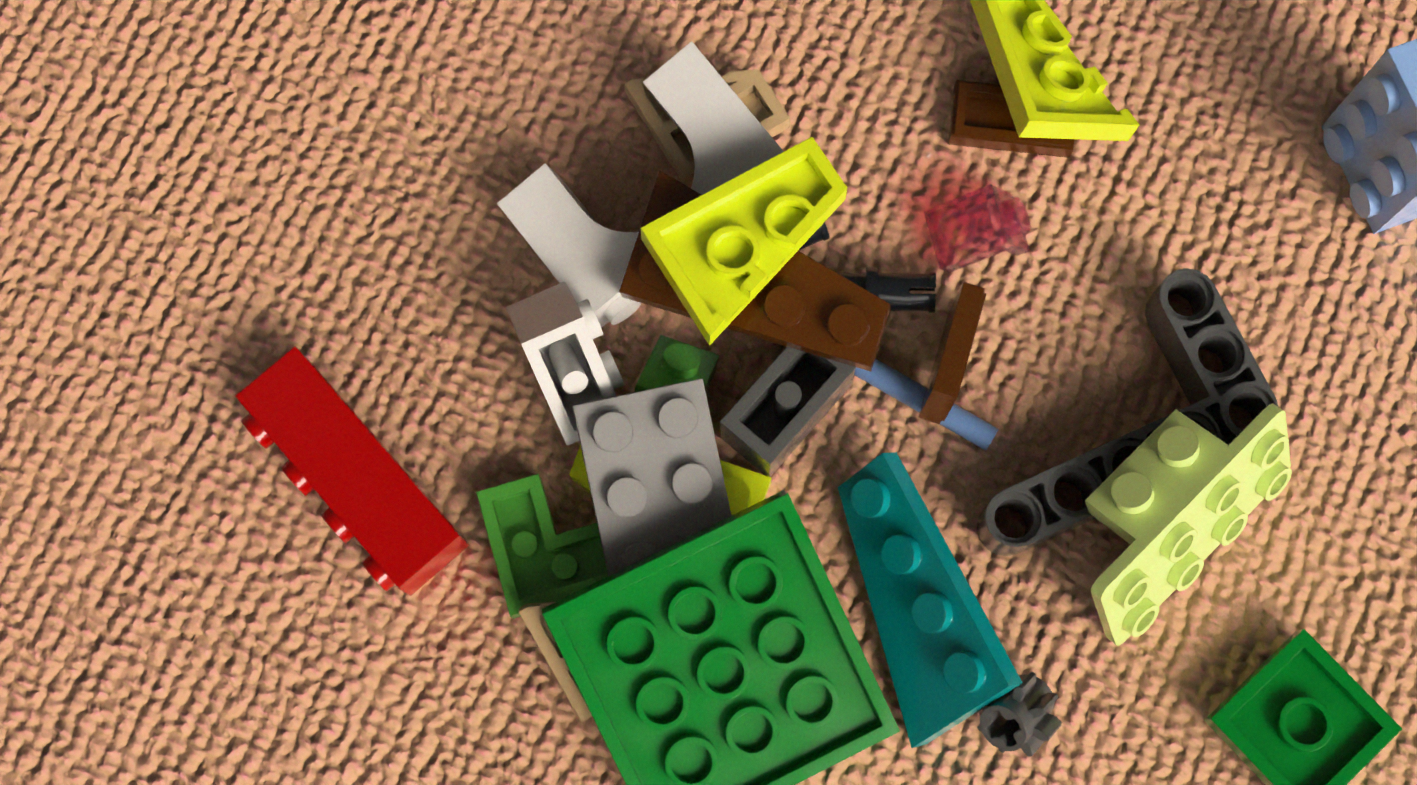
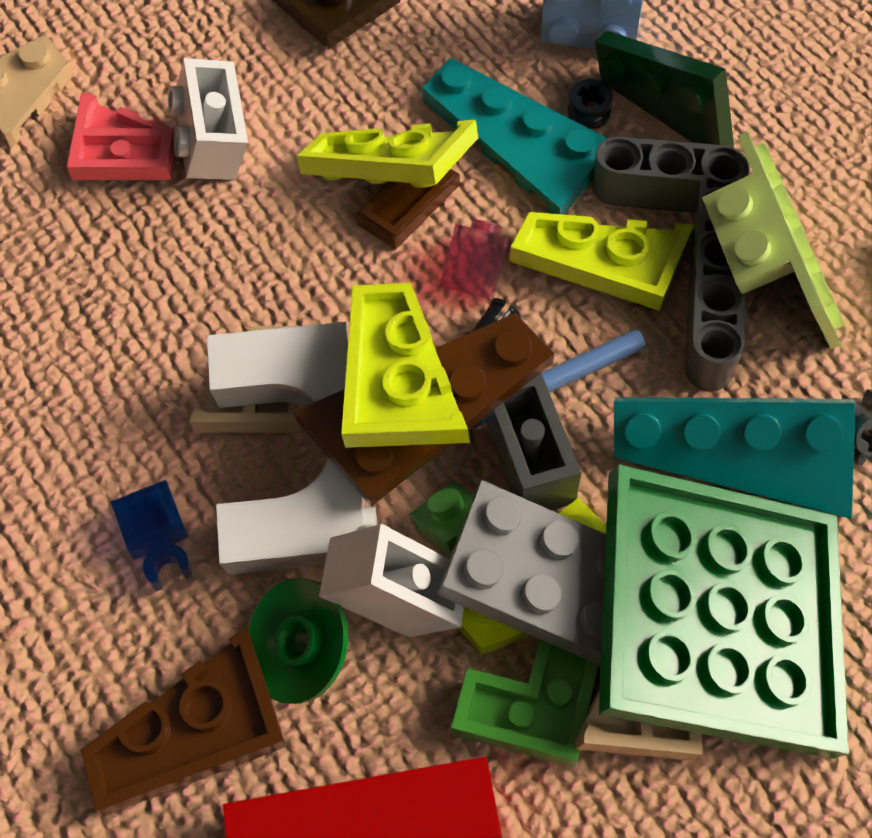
camera: 60 degrees left, 15 degrees down
(358, 282) = (191, 731): none -> reddish brown wing
(470, 314) = (298, 640): none -> green dish
(508, 120) = (151, 528): none -> clear blue plate
(953, 353) = (564, 319): reddish brown tile -> none
(1066, 356) = (612, 259): none -> neon yellow wing
(1171, 176) = (531, 140): none -> teal wing
(1273, 211) = (592, 91): none -> black bush
(1326, 297) = (669, 86): none -> dark green wing

